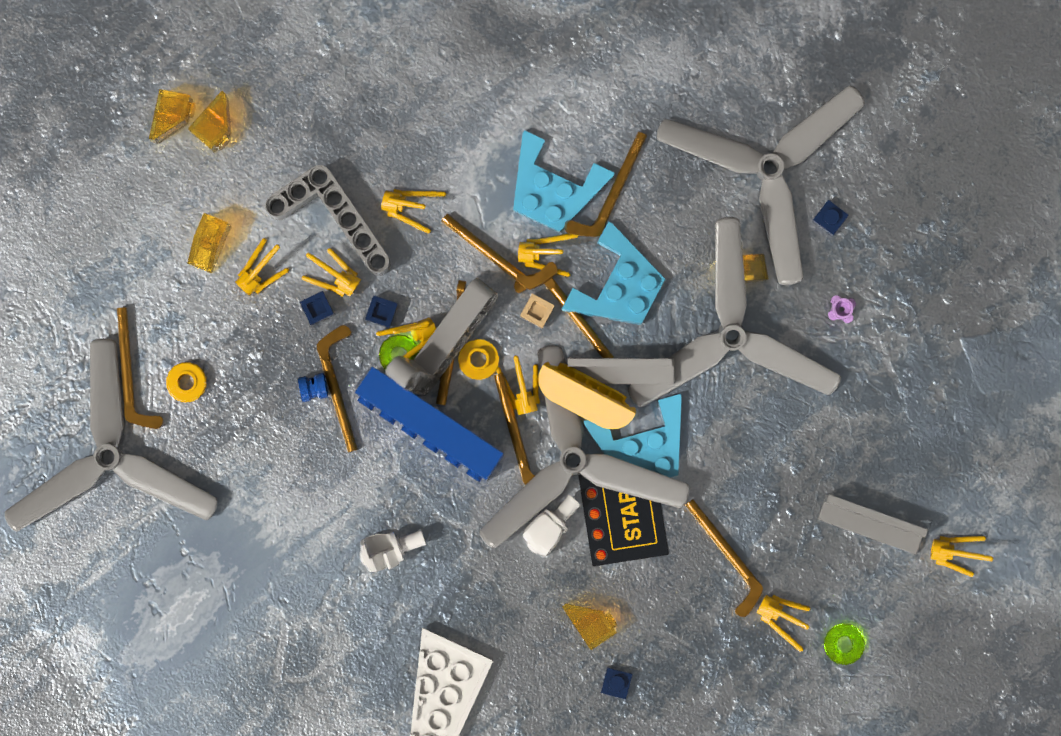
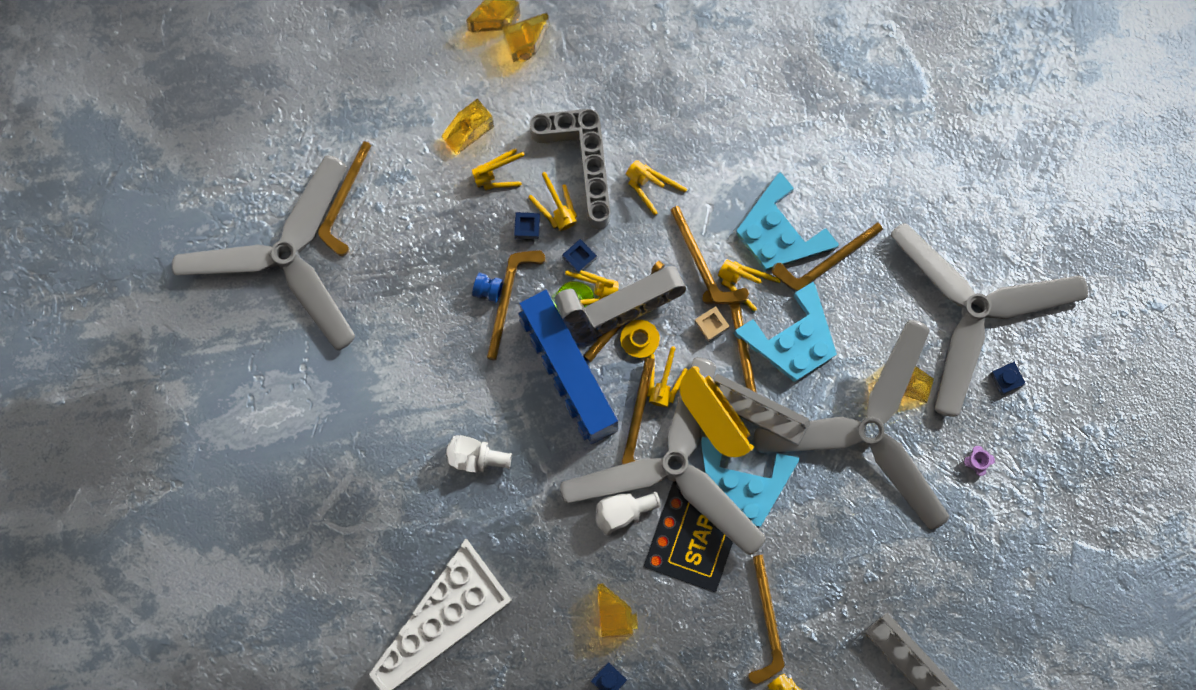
camera: 30 degrees right, 10 degrees down
(180, 370) = (382, 218): yellow piece -> none

